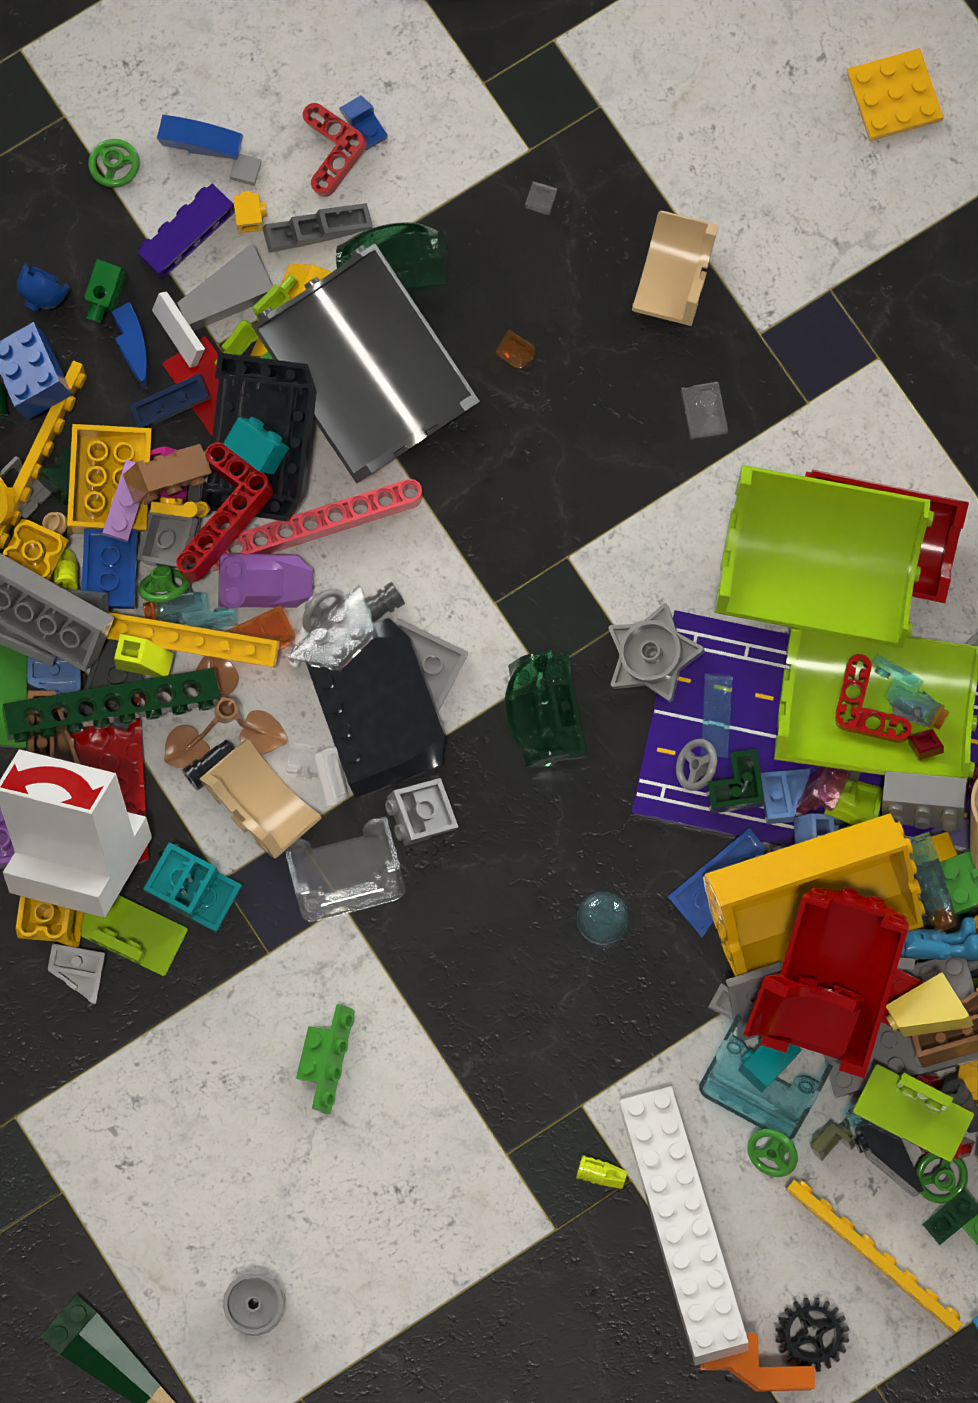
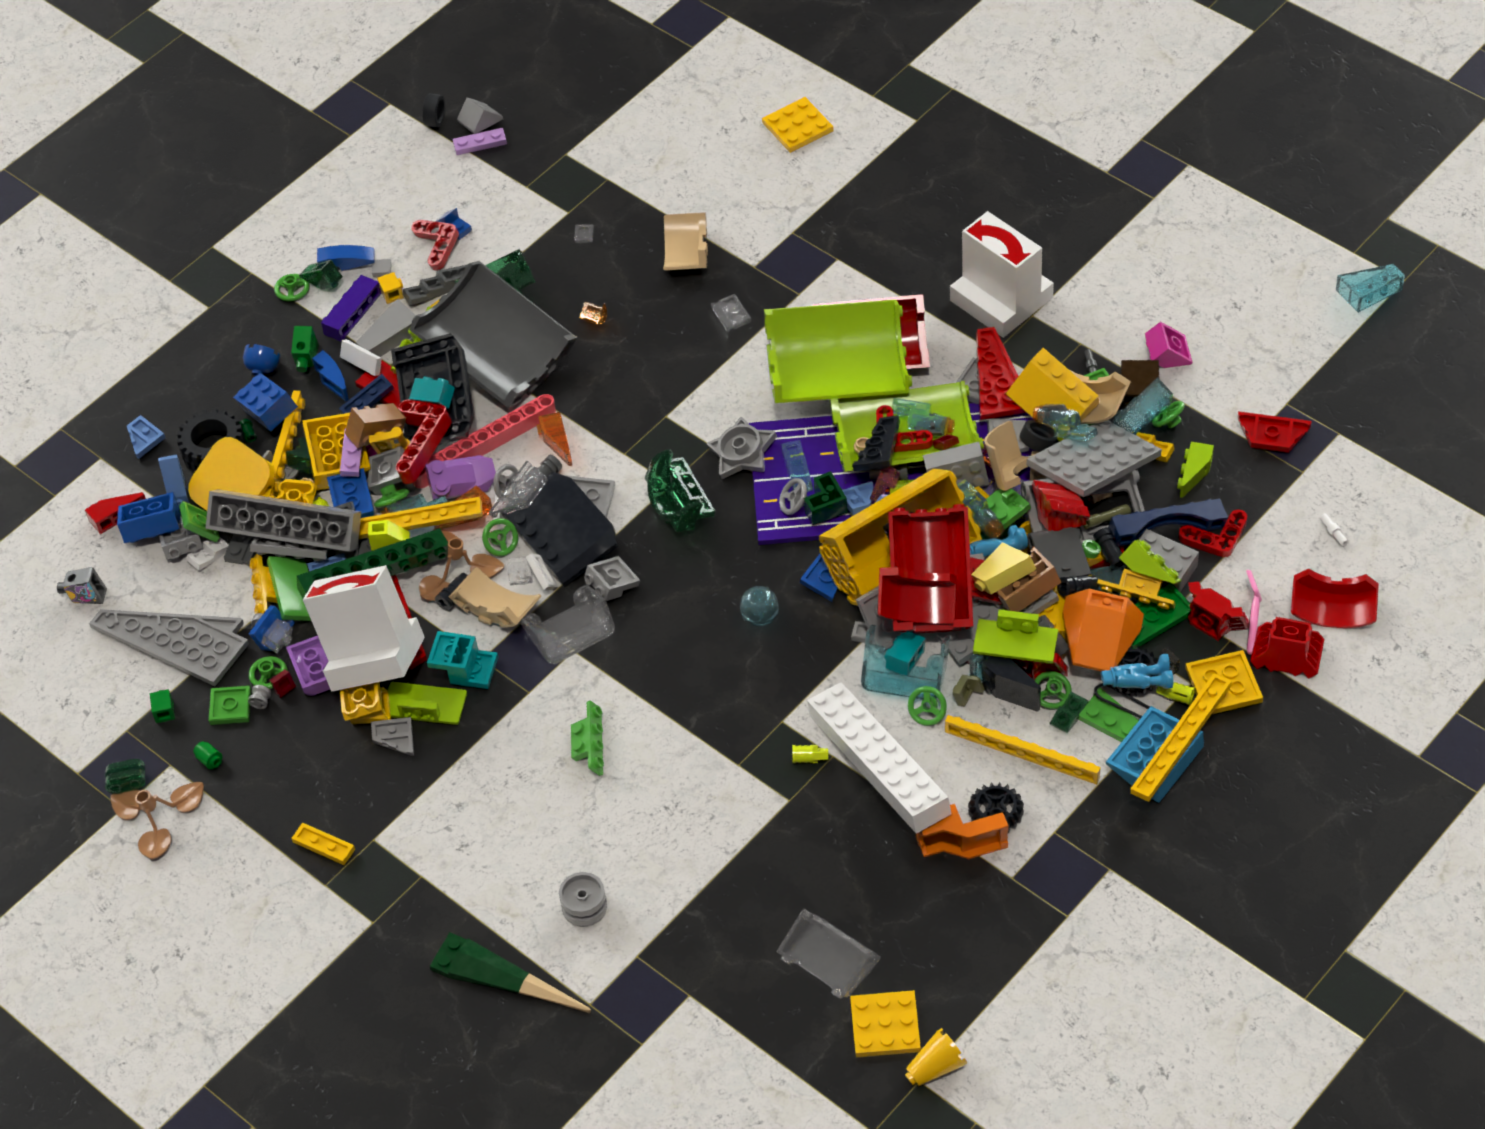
camera: 10 degrees left, 25 degrees down
(158, 160) = (322, 275): none -> clear green slope
(283, 690) = (493, 537): none -> bright green piece
(408, 545) = (554, 435): none -> clear orange slope
(814, 711) = (860, 444): none -> tan plate
(831, 739) = (880, 446): none -> black wing

